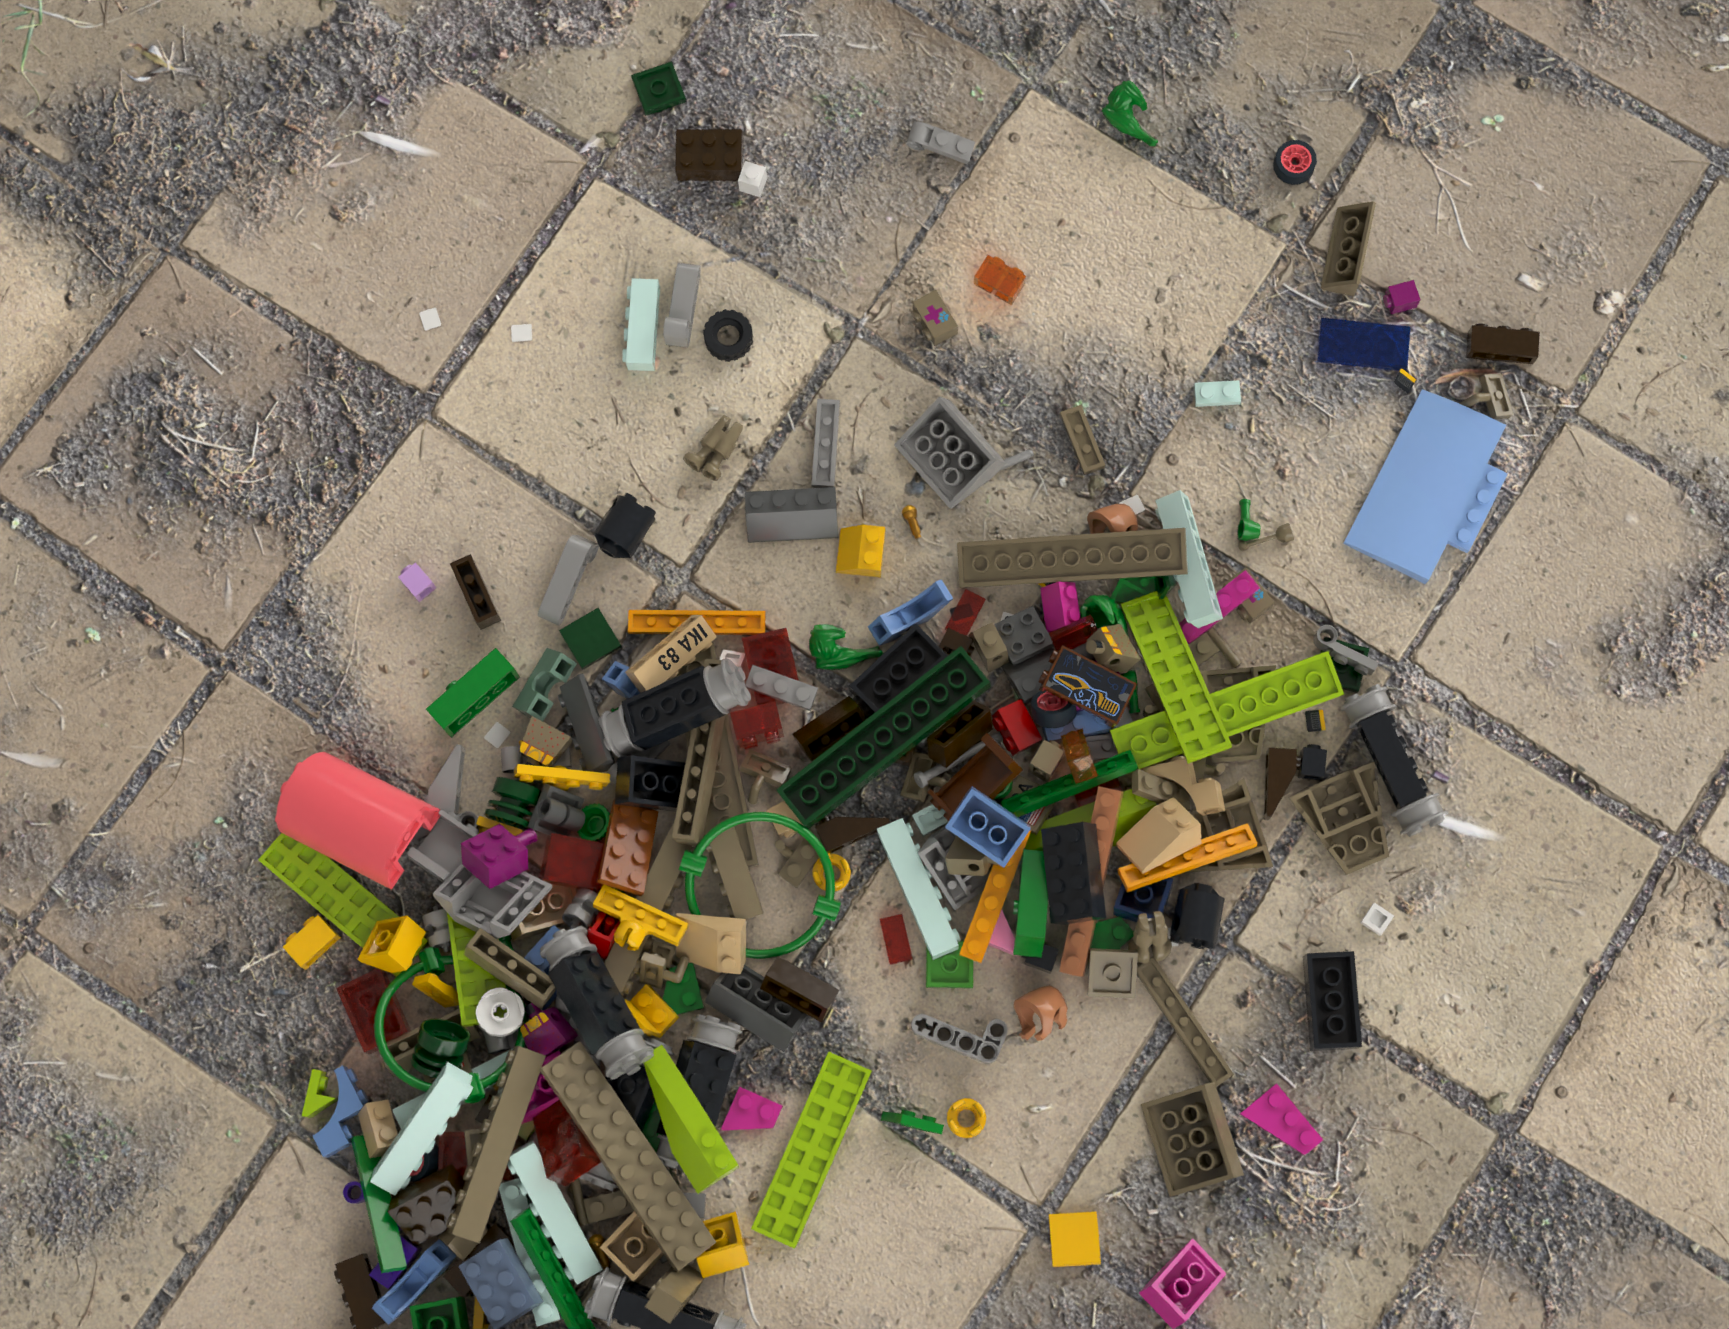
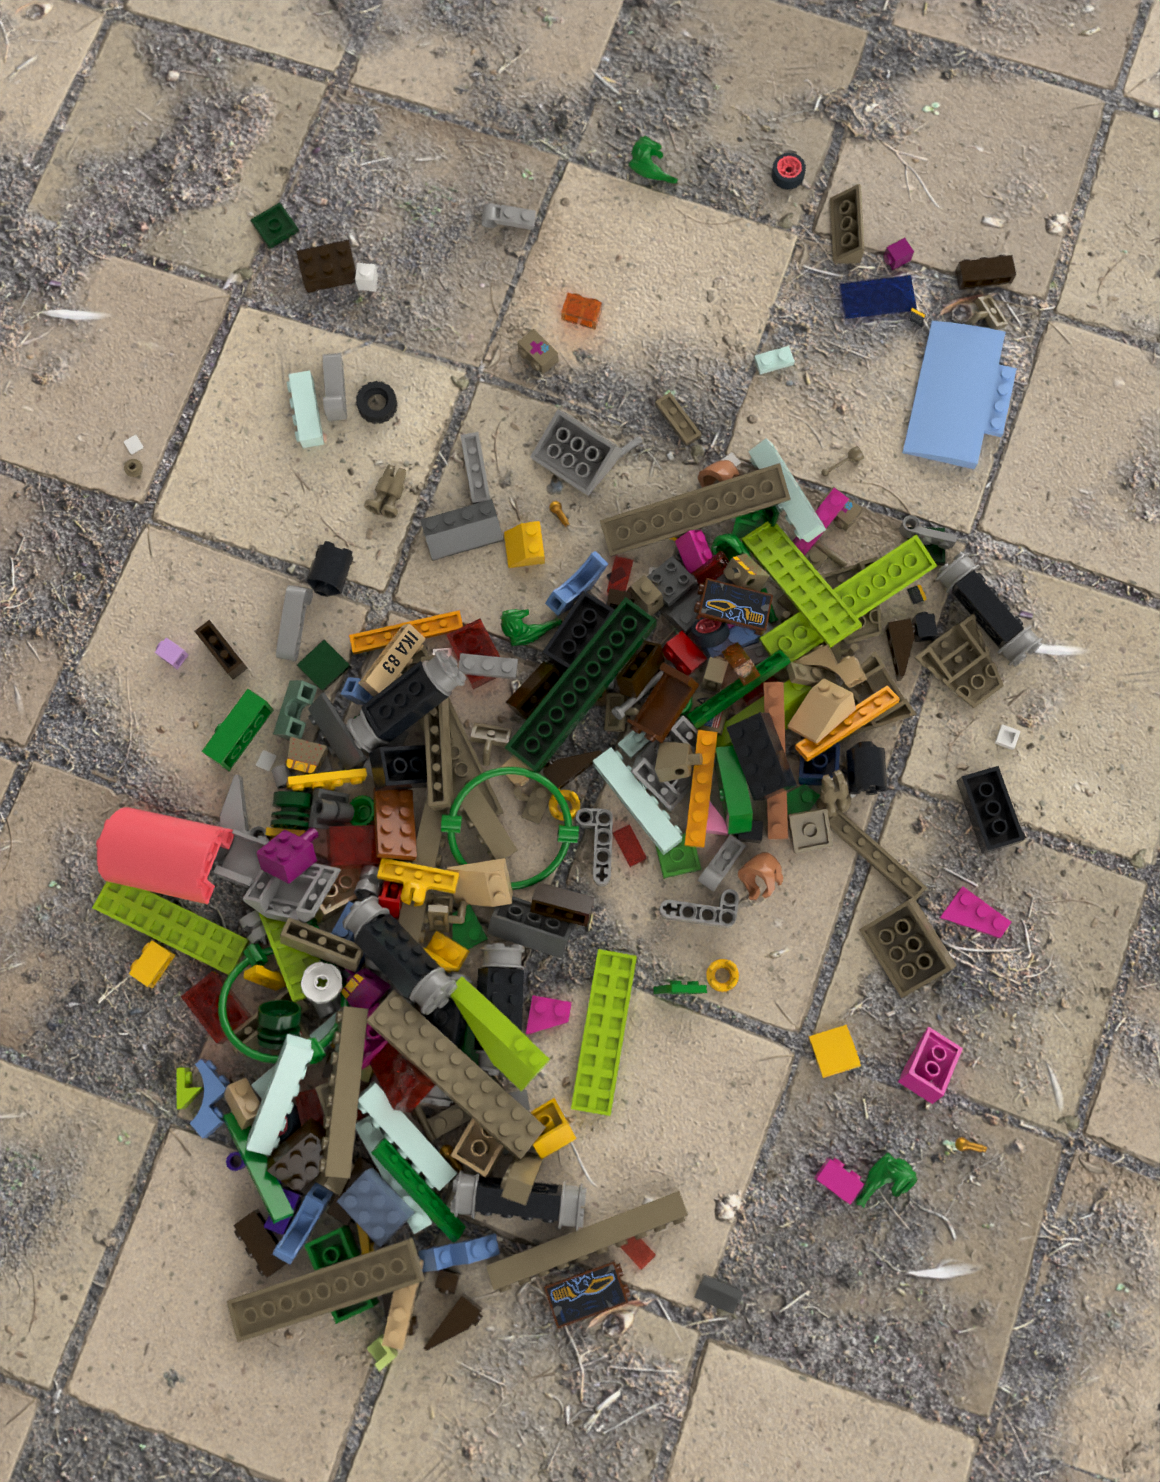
camera: 15 degrees left, 0 degrees up
(392, 944) = (219, 949): yellow slope -> none
(423, 354) = (133, 472): none -> dark tan plate
(521, 332) = (210, 438): white sticker -> none
(757, 725) = (476, 700): clear red brick -> none
(859, 932) = (599, 847): none -> light grey beam
(987, 826) = (683, 735): medium blue slope -> none
(998, 986) = (721, 863): none -> light grey plate
(1247, 528) = (824, 457): green bar -> none

